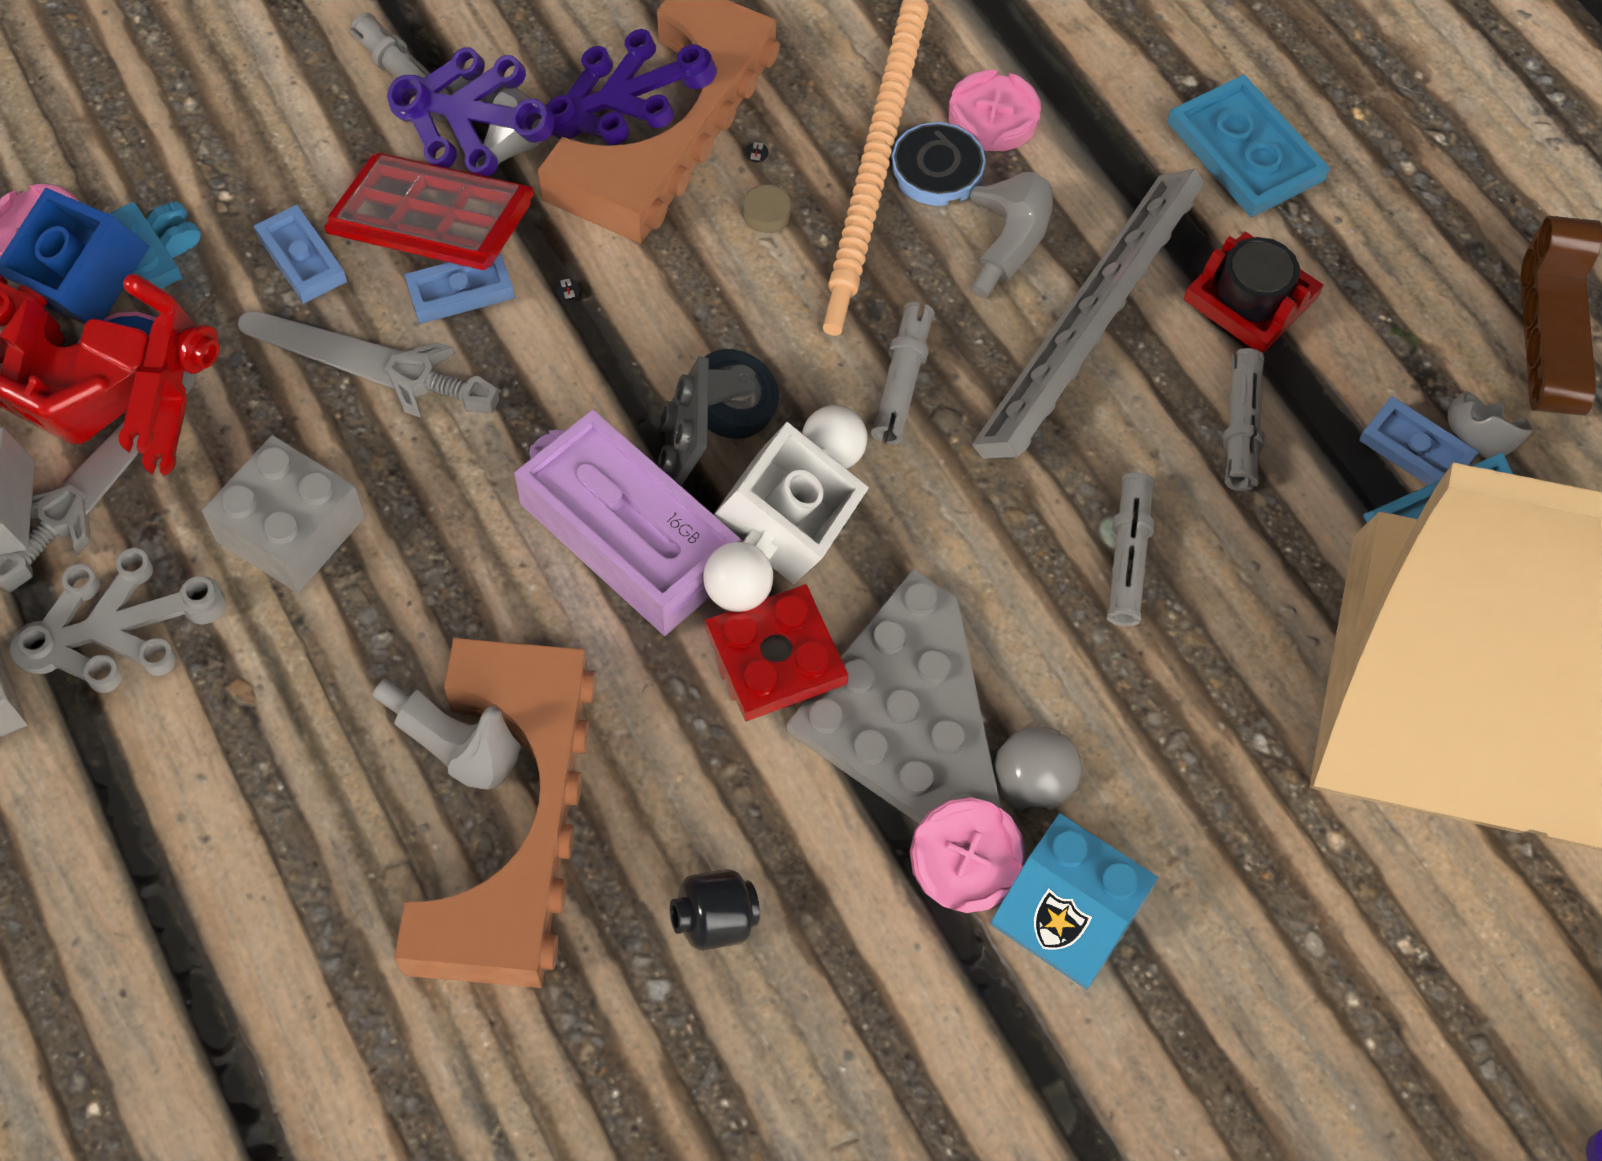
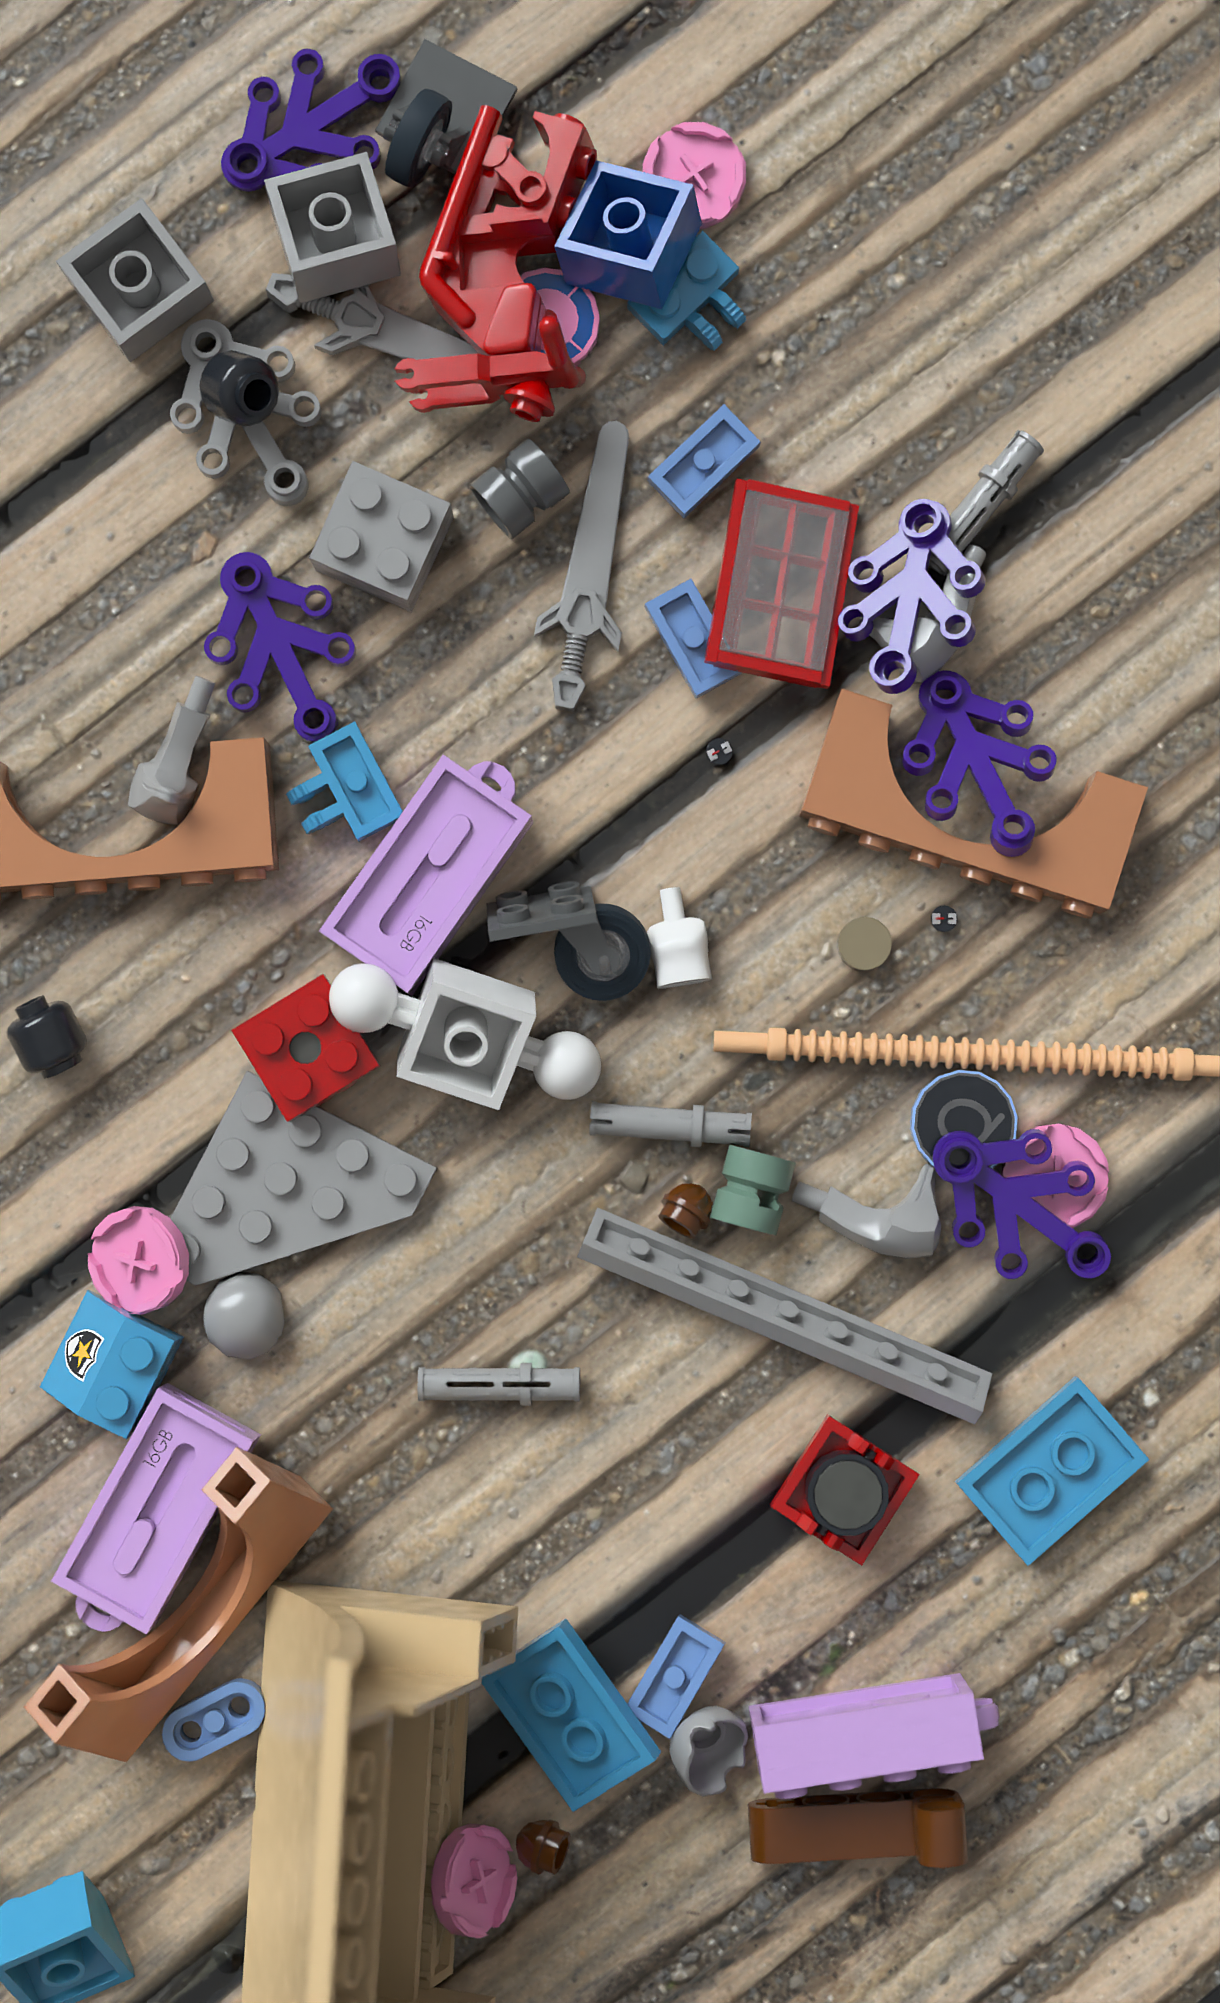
camera: 85 degrees right, 25 degrees up
(92, 600) = (239, 388): none -> black head
(276, 392) = (525, 484): none -> dark grey wheel
(356, 629) = (275, 638): none -> dark purple plant
(518, 581) = (355, 783): none -> dark azure hinge
(740, 333) = (678, 944): none -> white piece
(974, 312) = (752, 1190): none -> sand green wheel
(976, 154) = (1014, 1197): none -> dark purple plant
(986, 370) = (686, 1209): none -> reddish brown plate
(1240, 872) = (150, 1513): none -> lavender piece
(1243, 436) = (678, 1490): light grey pin -> none
(1411, 910) = (121, 1699): none -> nougat arch
(1456, 860) = (216, 1718): none -> medium blue plate
(1478, 293) = (869, 1734): none -> lavender piece

